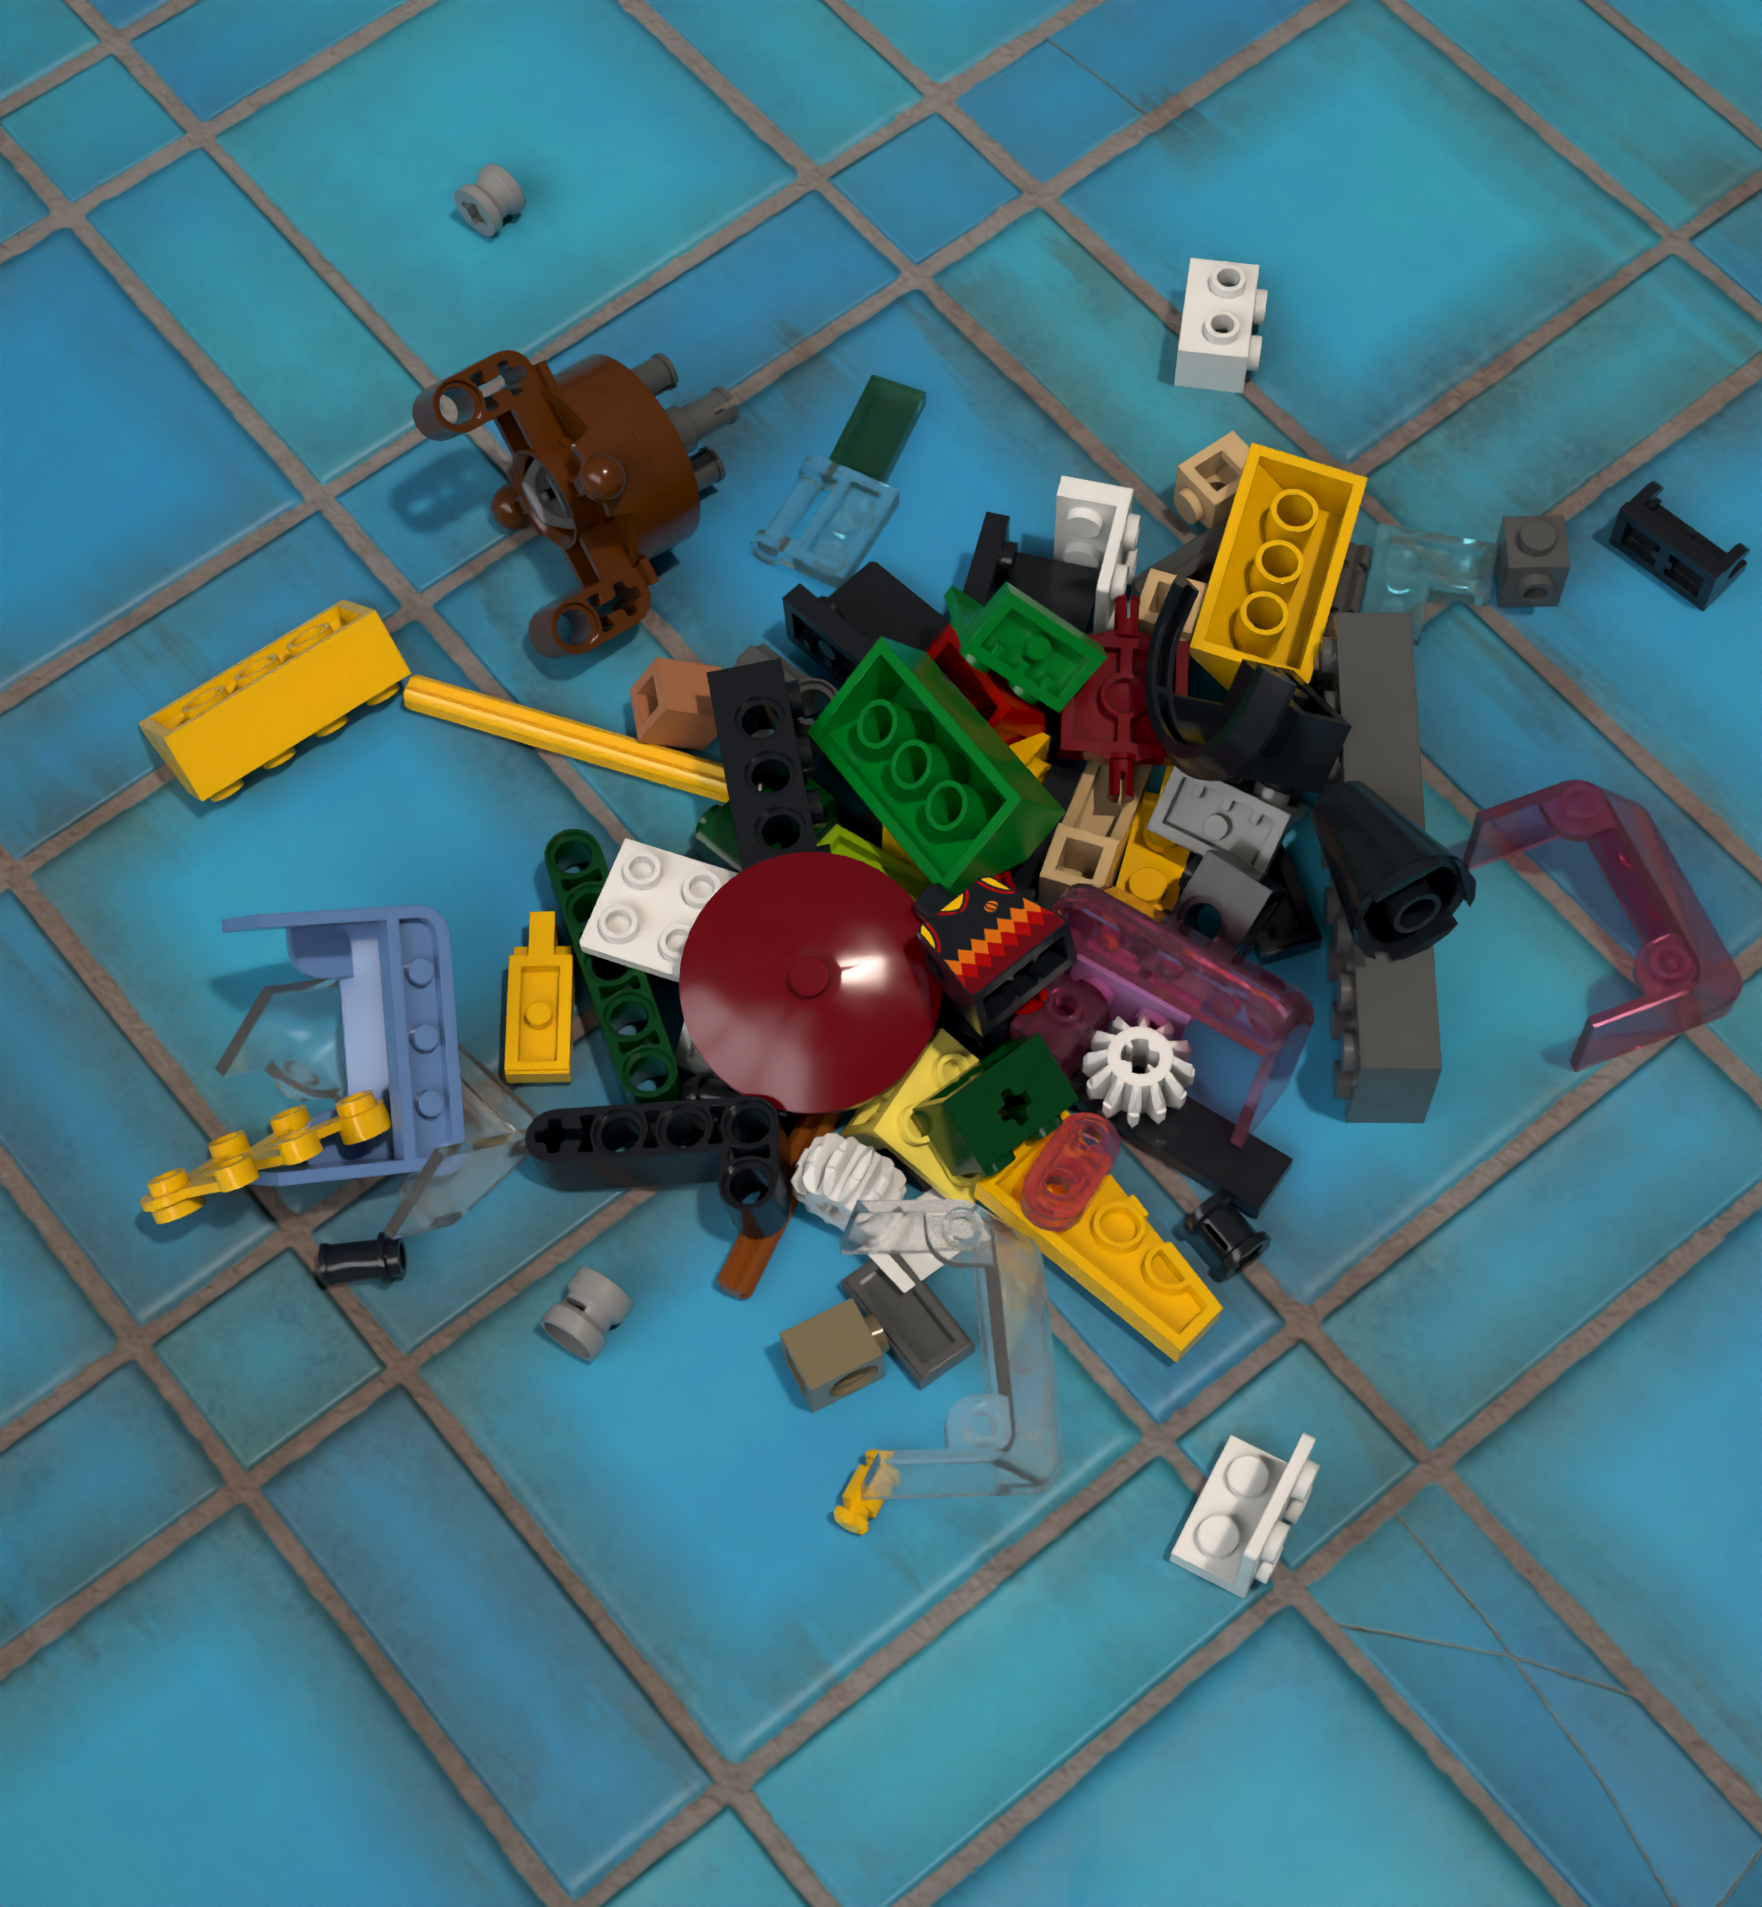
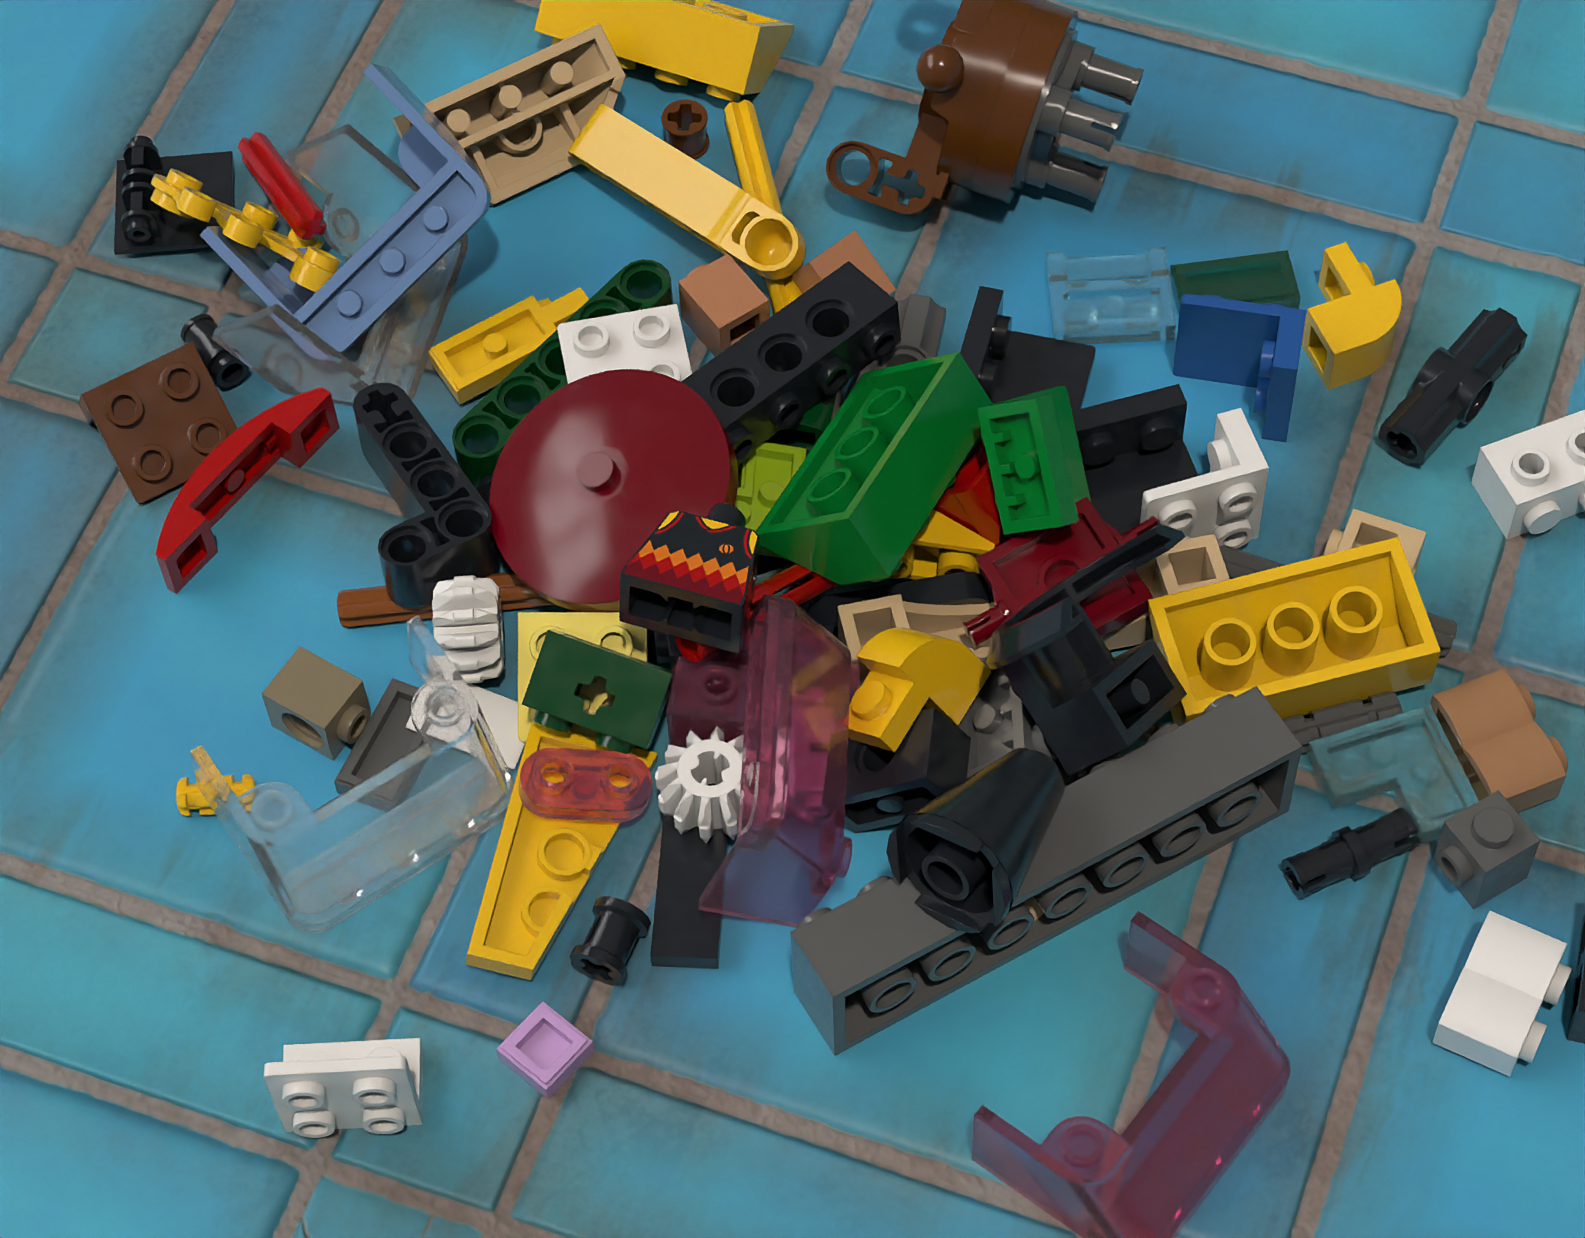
camera: 60 degrees right, 5 degrees down
(123, 1238) = (144, 225): none -> black hinge
(217, 1105) = (282, 186): none -> red axle
(293, 847) = (530, 112): none -> tan wedge
(403, 758) = (686, 127): none -> reddish brown axle
(412, 1343) = (159, 421): none -> reddish brown bracket
(492, 772) = (689, 194): none -> yellow piece
(562, 1376) = (287, 430): none -> red slope
(586, 1313) = (253, 517): light grey wheel -> none
(629, 806) = (721, 303): none -> nougat brick
(984, 360) = (1356, 325): none -> yellow brick
(990, 432) = (1243, 347): none -> blue bracket
(1089, 340) = (1452, 386): none -> black piece
(1159, 857) = (910, 674): none -> yellow brick
(1294, 1342) = (545, 1050): none -> lavender tile
(1440, 496) = (1499, 742): none -> medium nougat brick
(1468, 655) = (1350, 852): none -> black pin
(1656, 625) = (1501, 993): none -> white brick

